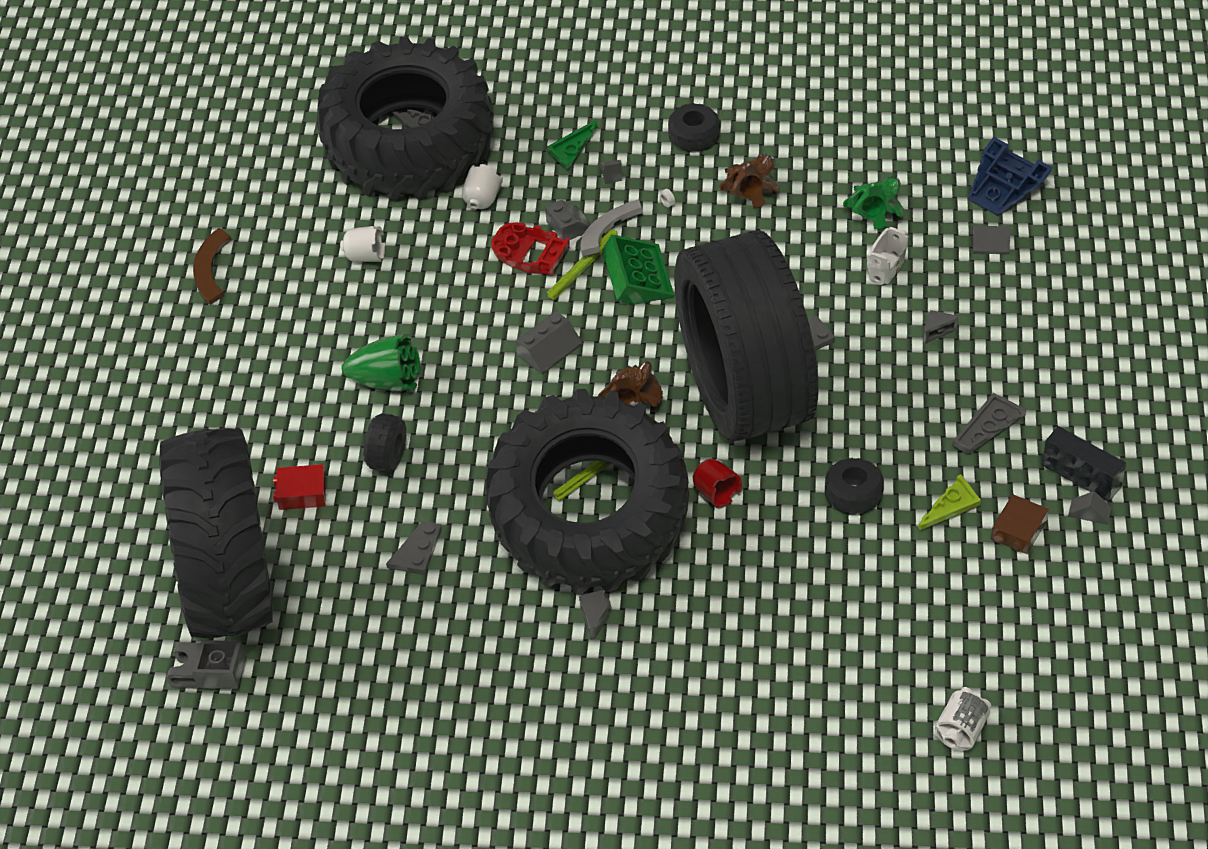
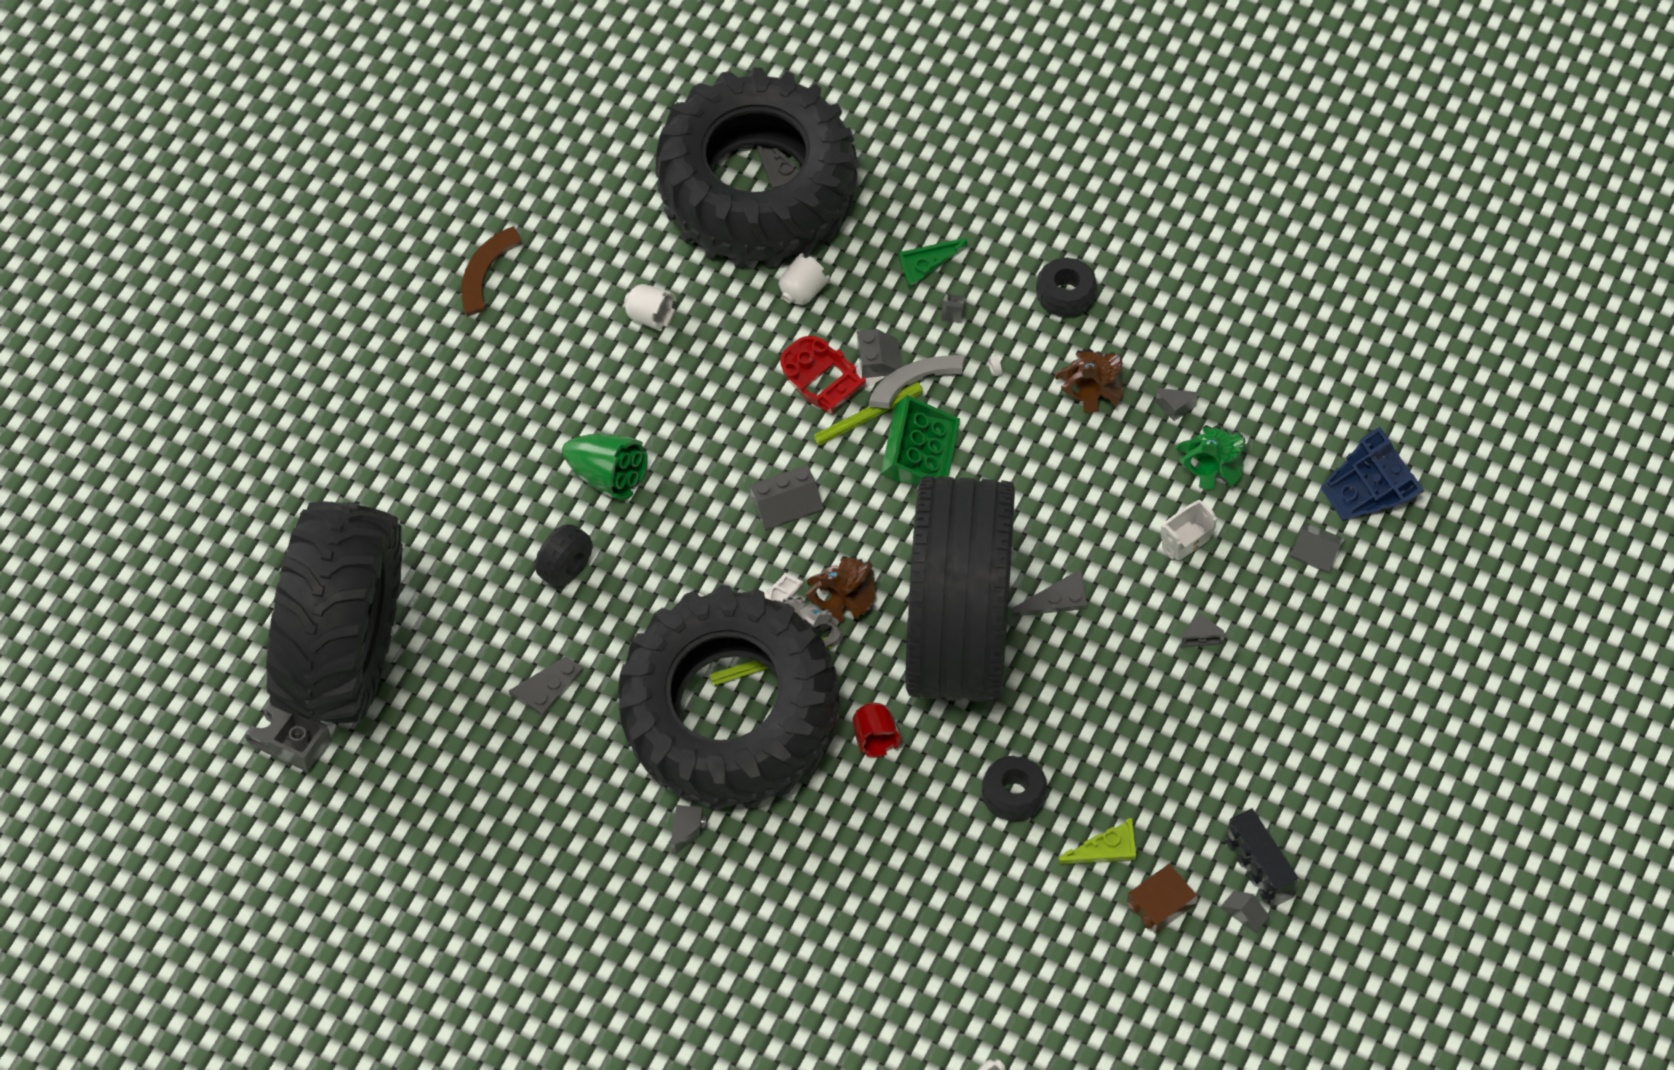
camera: 20 degrees right, 10 degrees up
(300, 487) = (462, 570): red brick -> none
(822, 176) = (1176, 402): none -> dark grey slope
(989, 421) = (1194, 768): dark grey wing -> none

